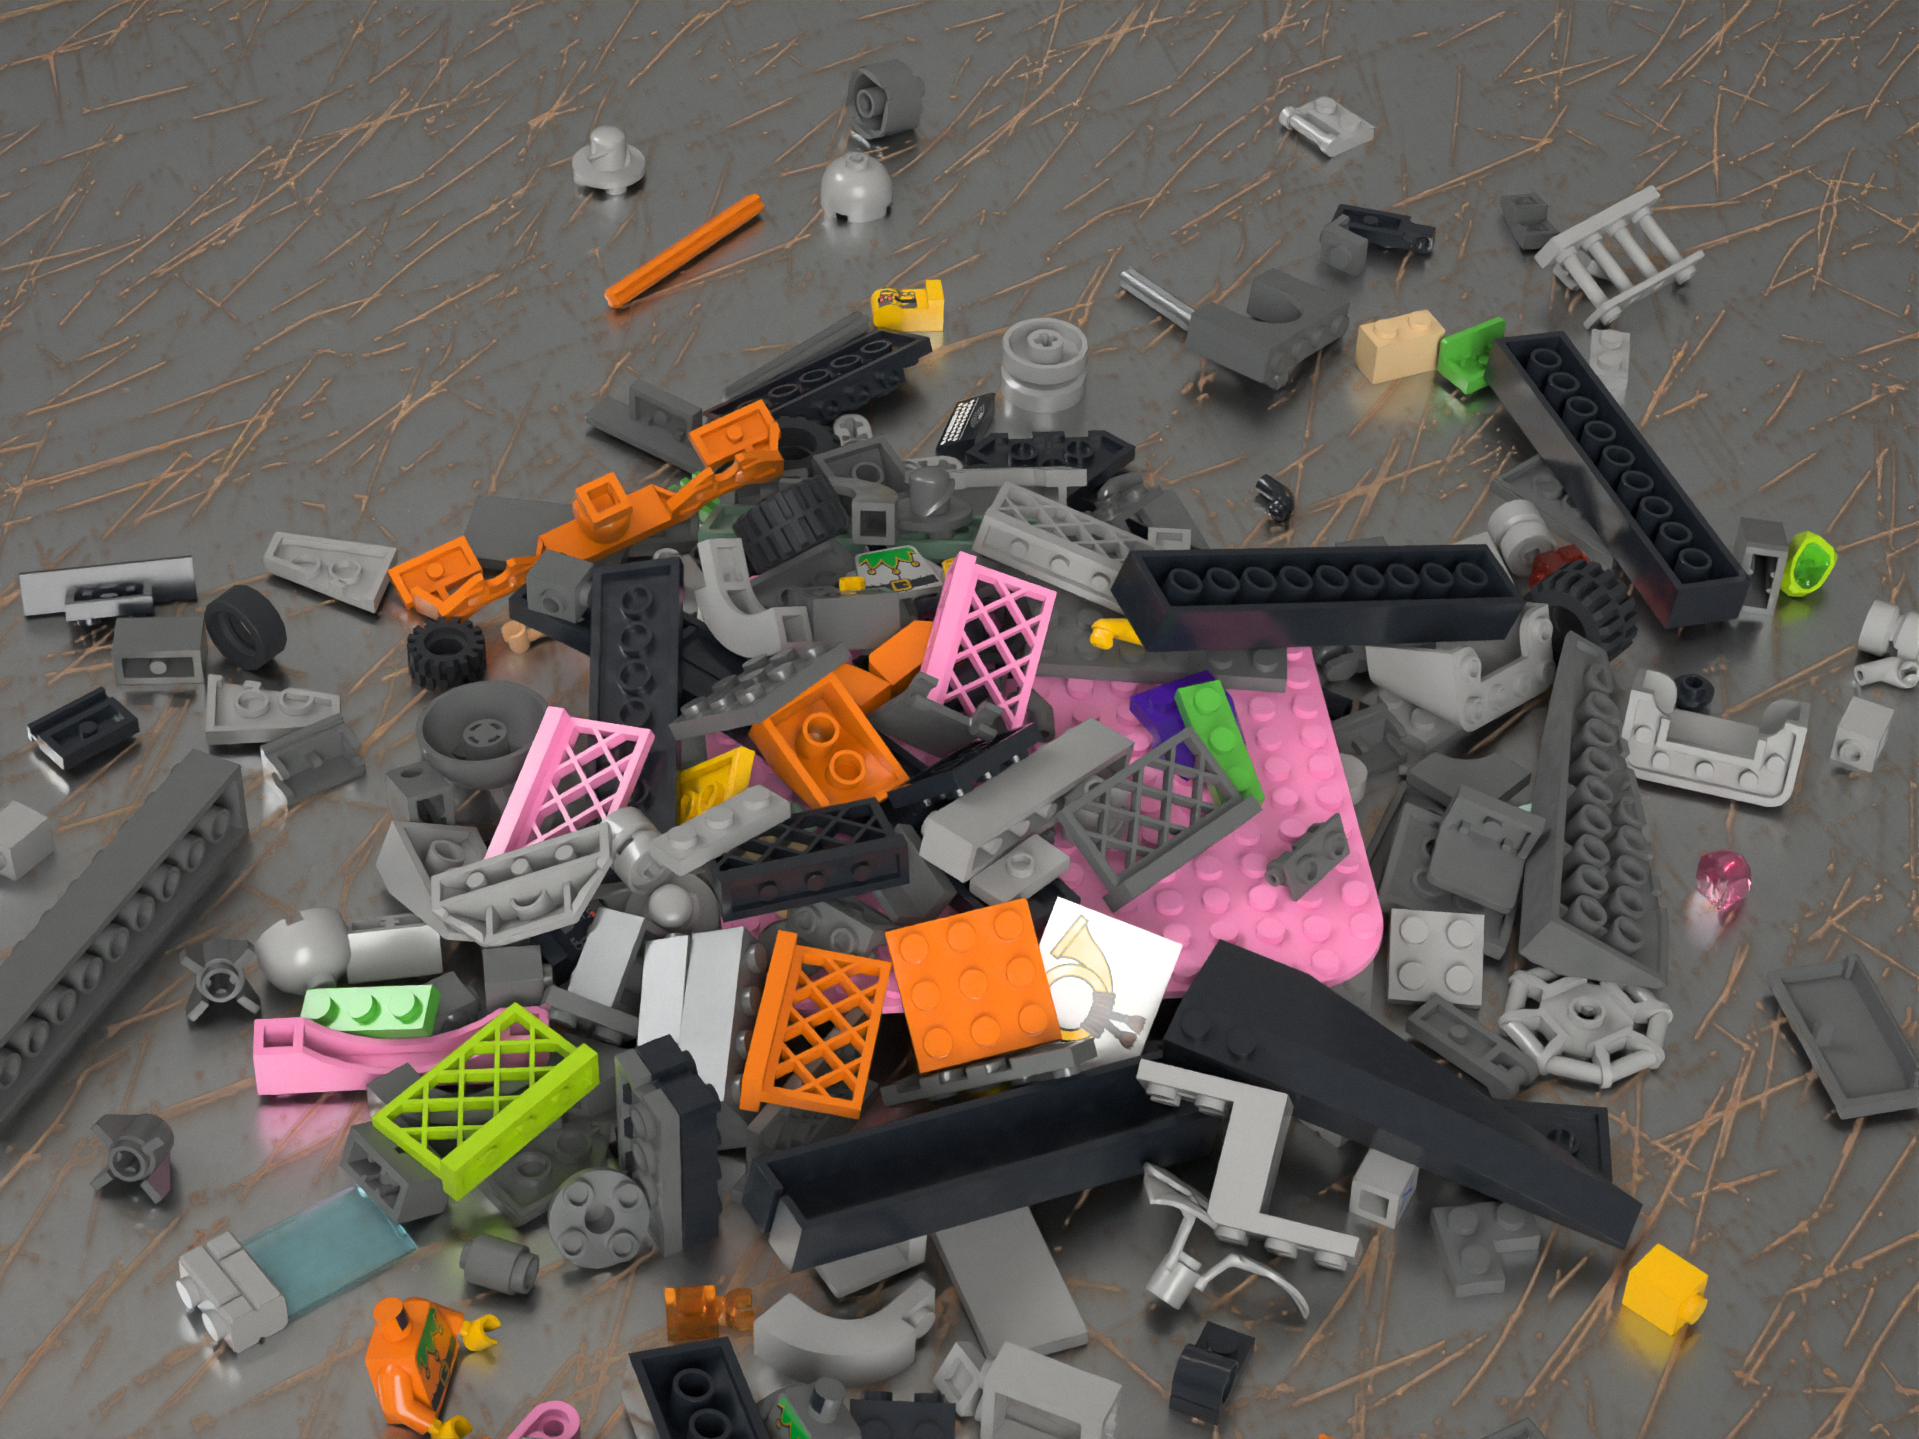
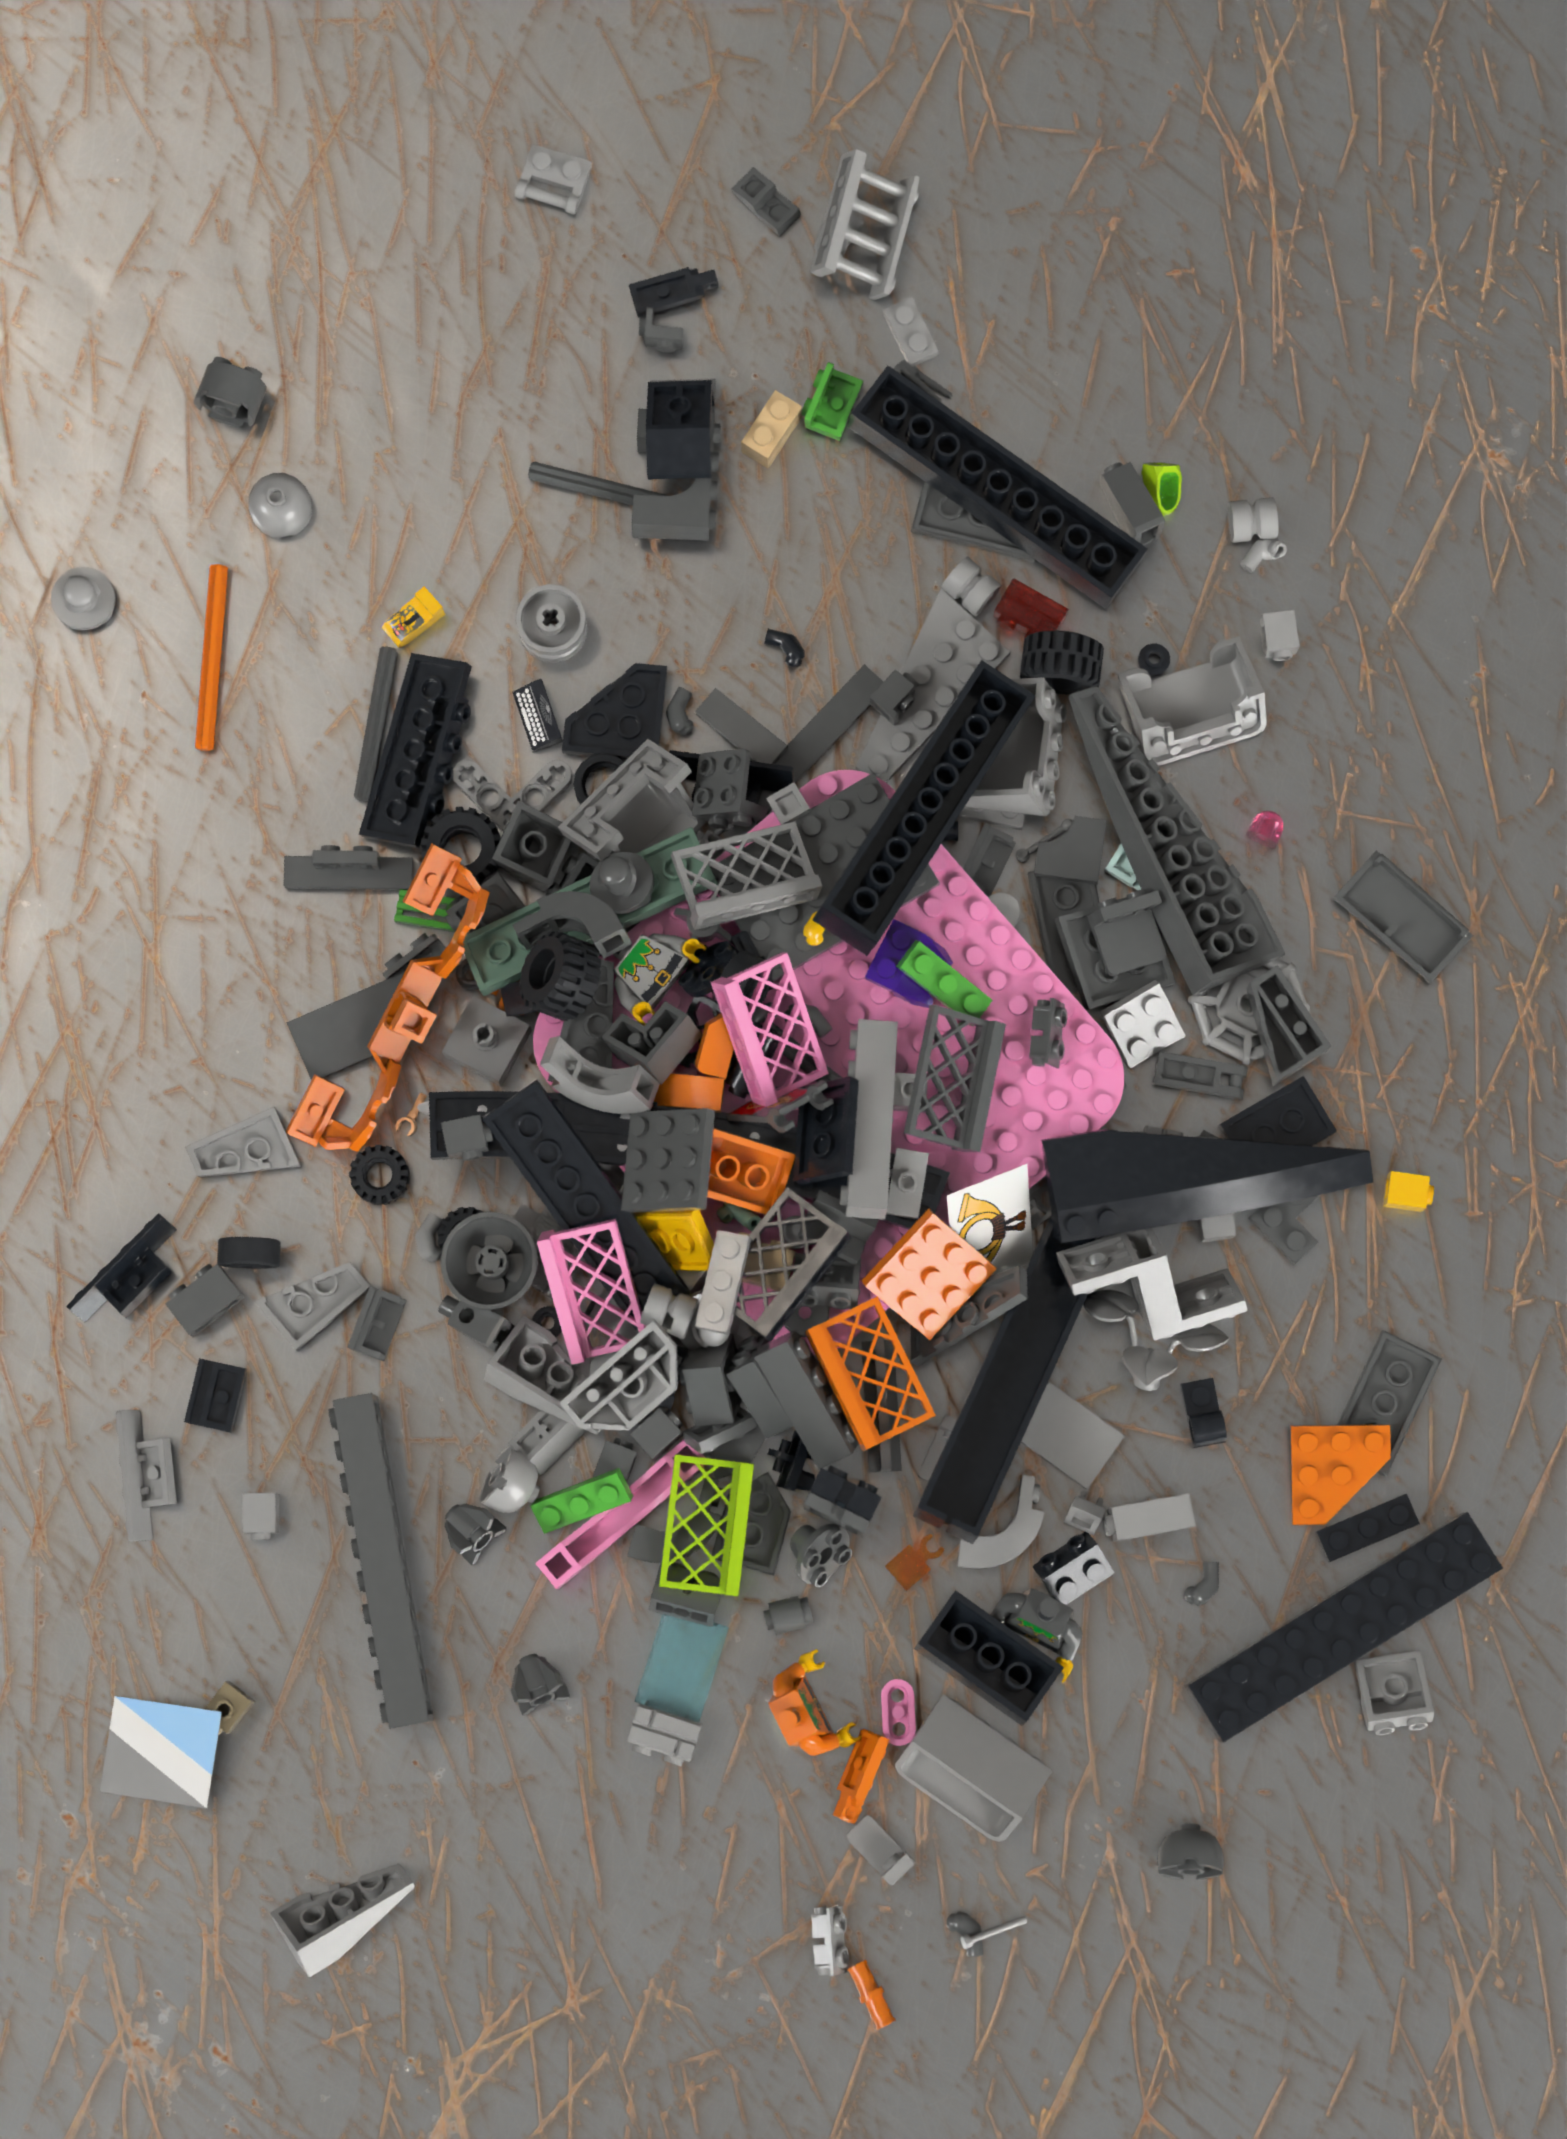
camera: 30 degrees left, 40 degrees up
(1299, 279) = (679, 428): none -> black slope
(1617, 1031) = (1284, 1025): none -> dark grey wedge

